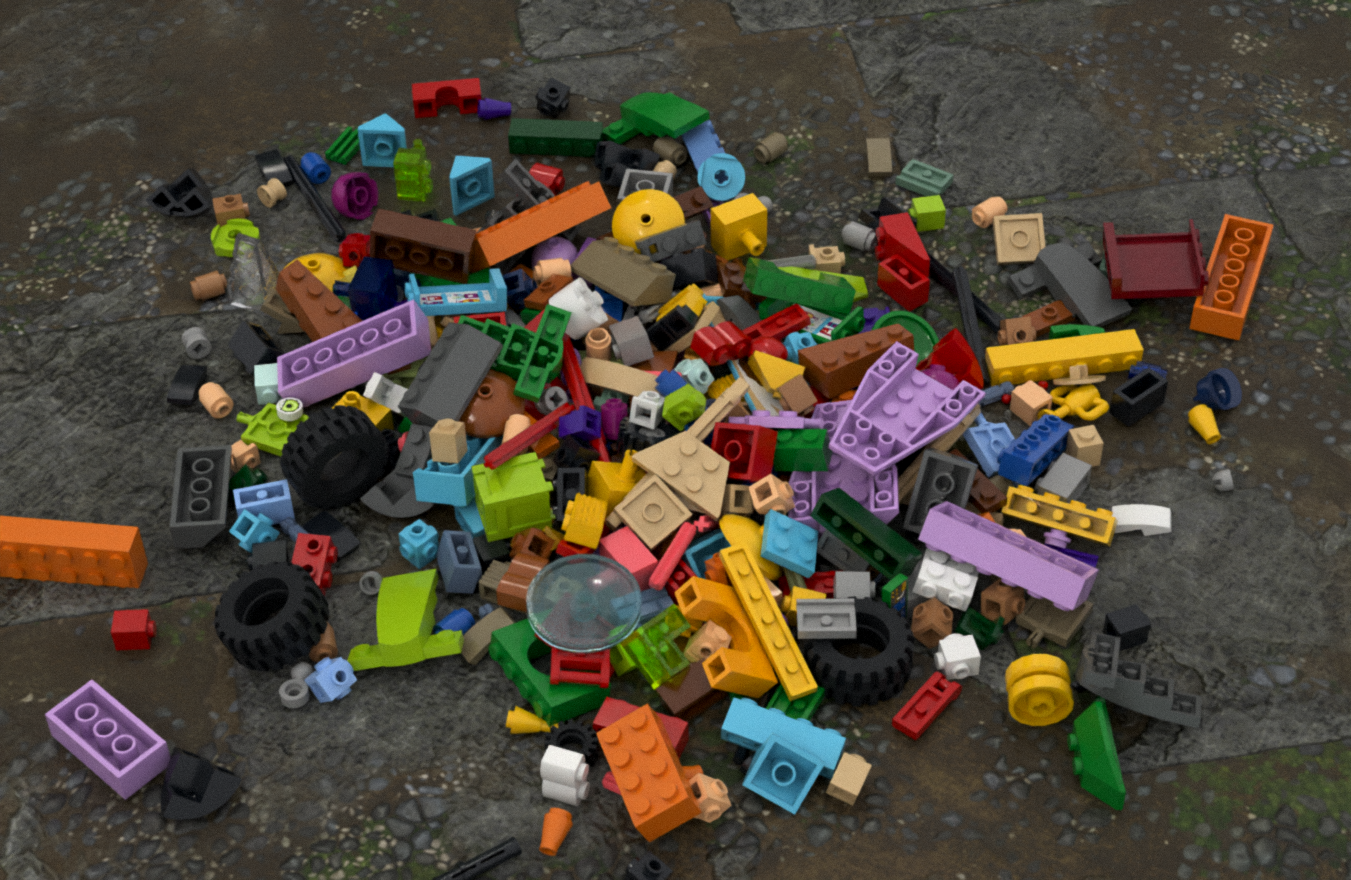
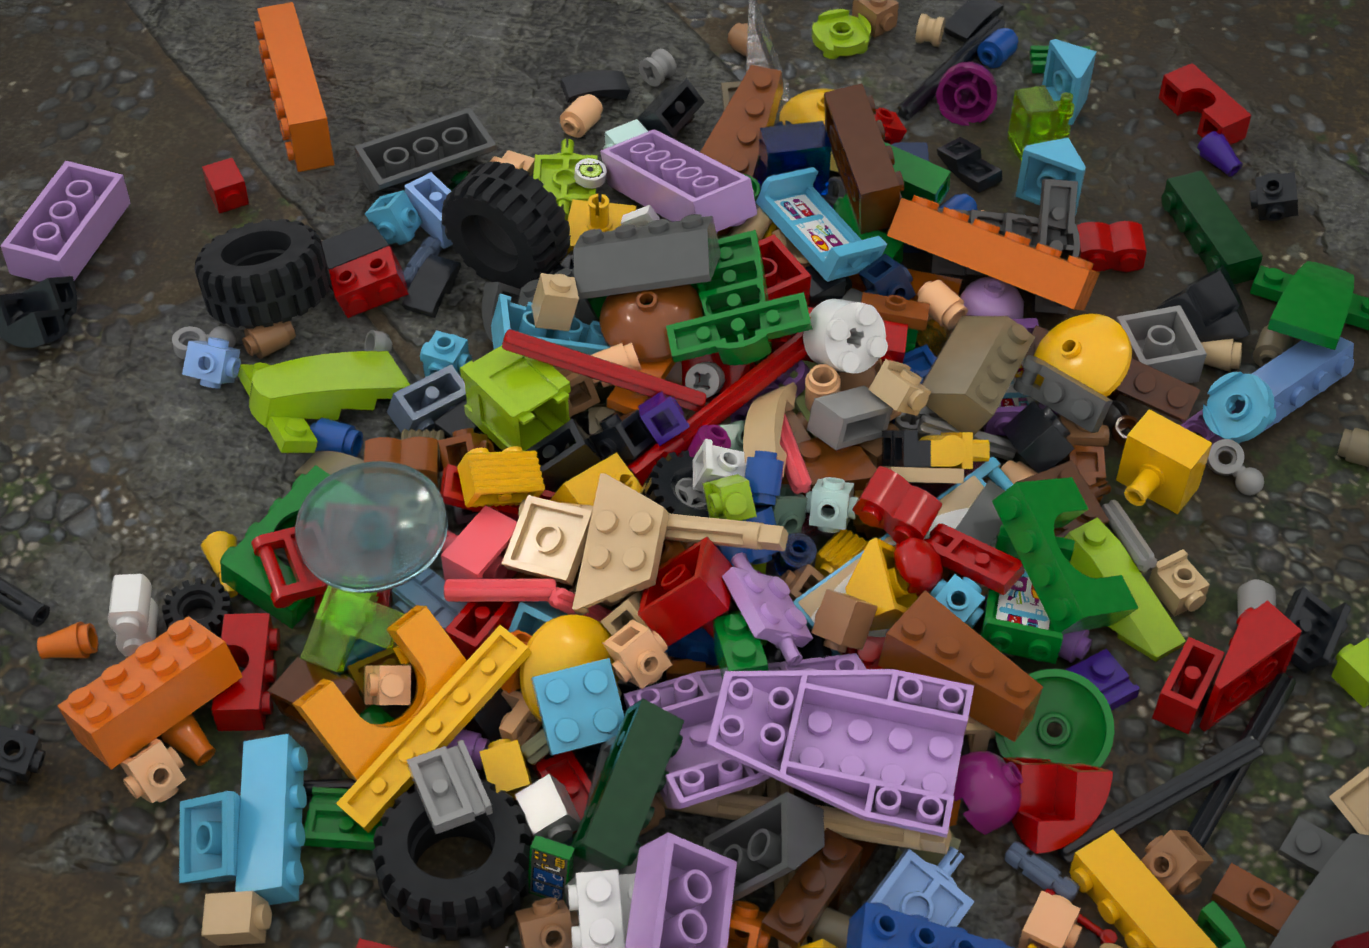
camera: 65 degrees right, 5 degrees up
(631, 304) = (900, 388): none -> tan brick

